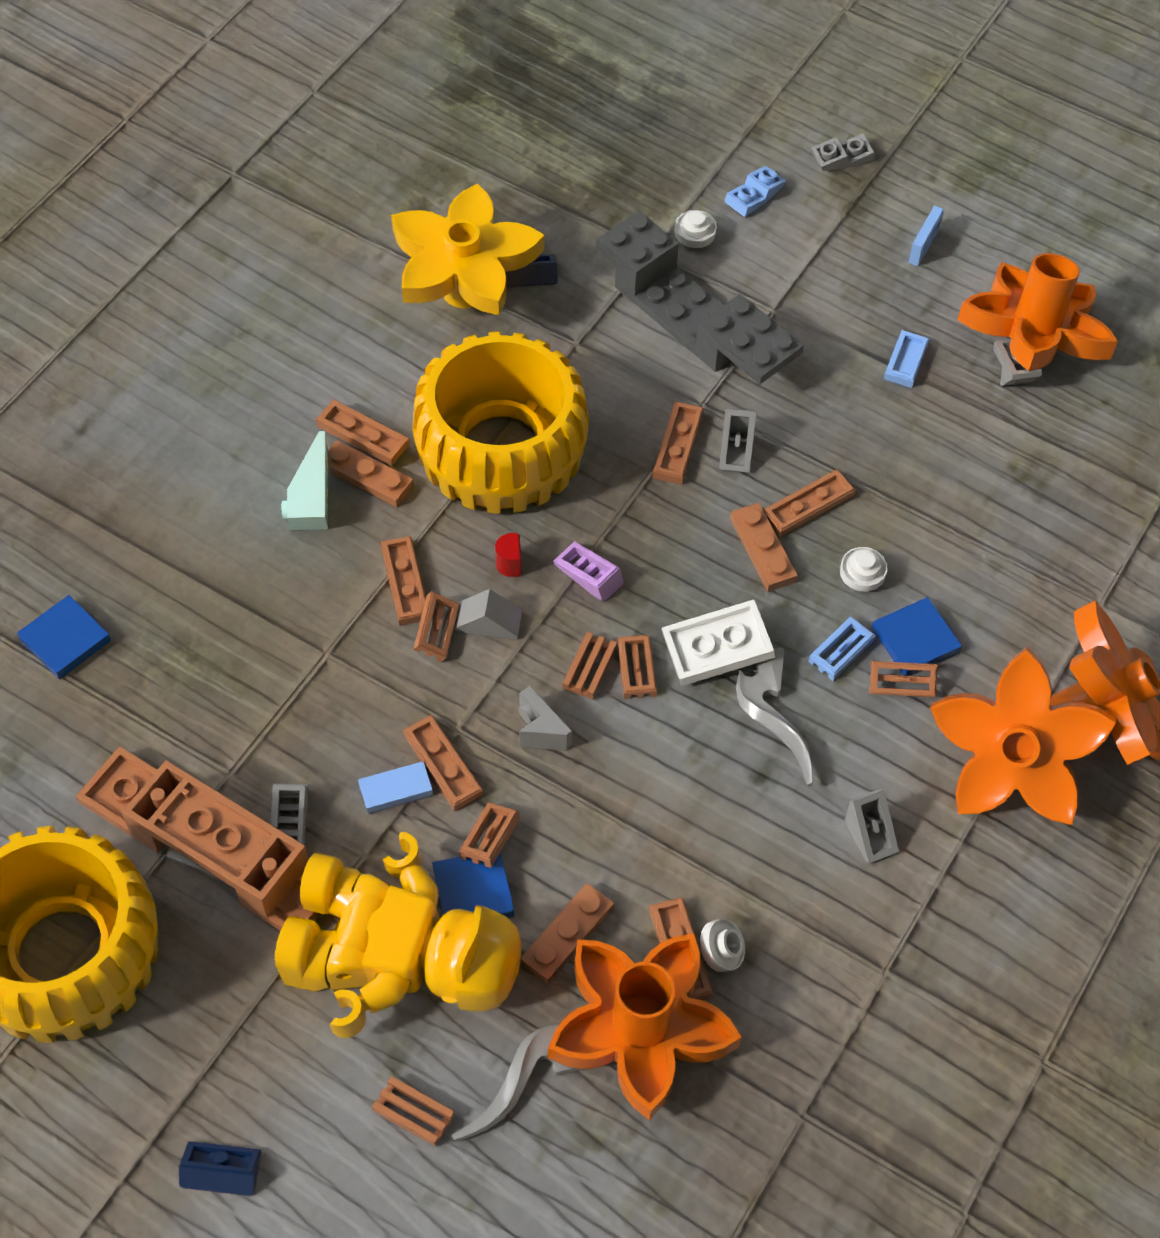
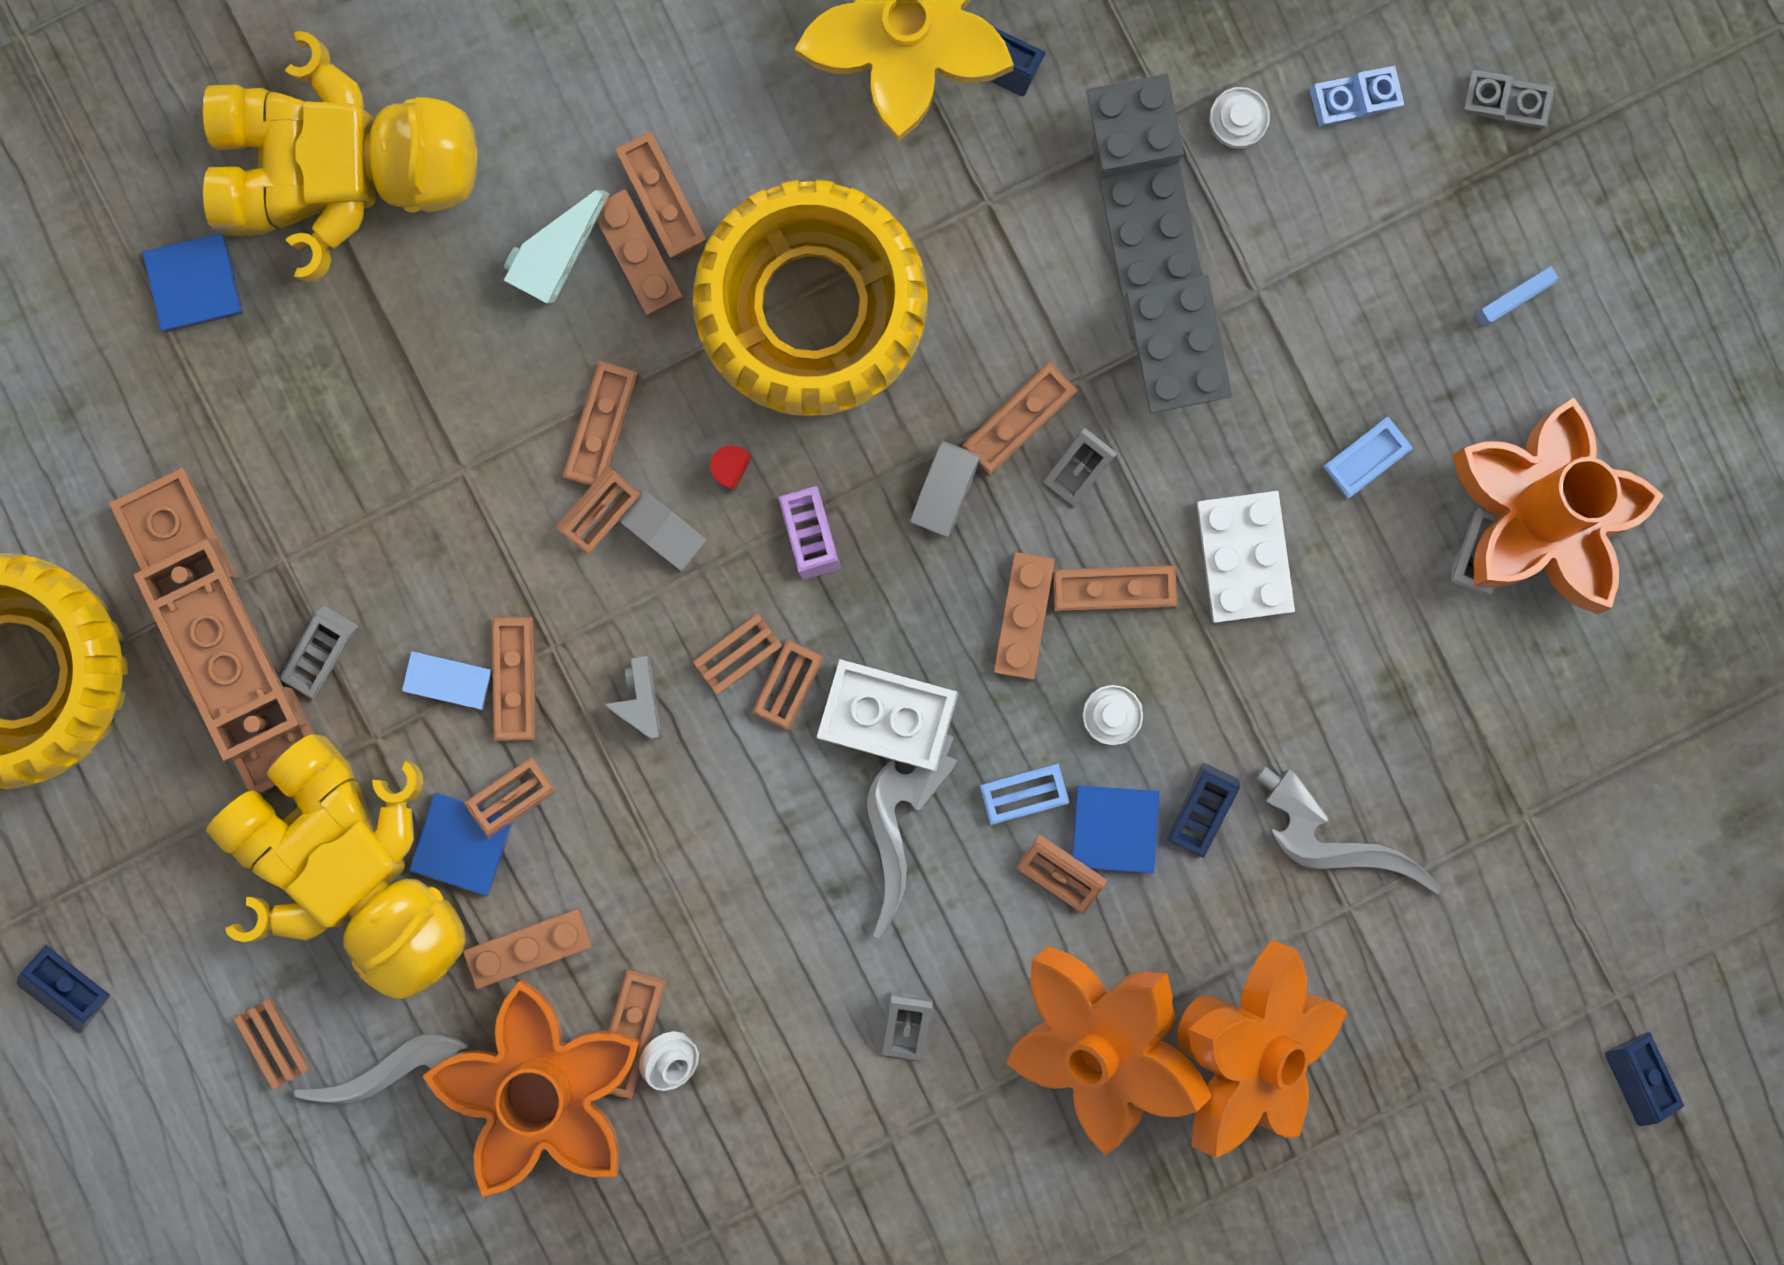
camera: 30 degrees right, 30 degrees up
(118, 510) = (330, 158): none -> yellow piece
(660, 498) = (945, 488): none -> light grey slope
(876, 445) = (1245, 556): none -> white plate
(971, 572) = (1224, 802): none -> dark blue slope
(1039, 581) = (1301, 845): none -> light grey piece

